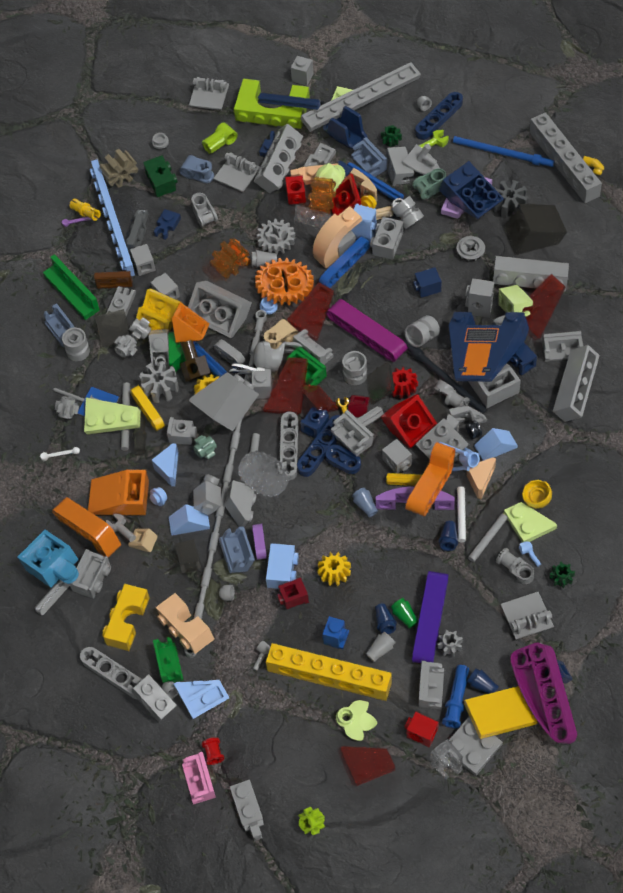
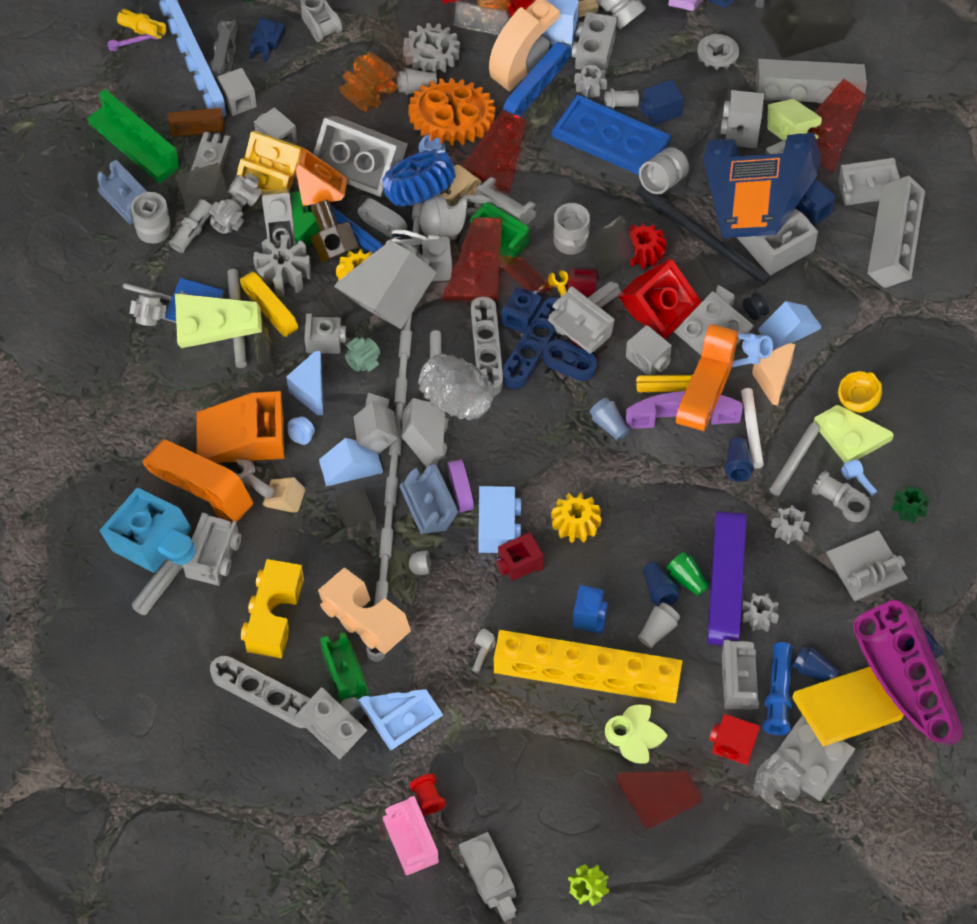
camera: 10 degrees left, 0 degrees up
(44, 456) = (121, 383): white hinge -> none
(101, 351) = (191, 226): none -> light grey pin
(254, 327) = (418, 177): none -> blue gear
(367, 330) = (581, 174): magenta beam -> none
(380, 265) = (590, 81): none -> light grey gear
(389, 302) = (609, 134): none -> blue tile
(400, 278) = (621, 98): none -> light grey pin
(451, 396) = (718, 262): light grey connector -> none
(467, 413) = (743, 284): light grey slope -> none
(478, 578) = (795, 529): none -> light grey gear

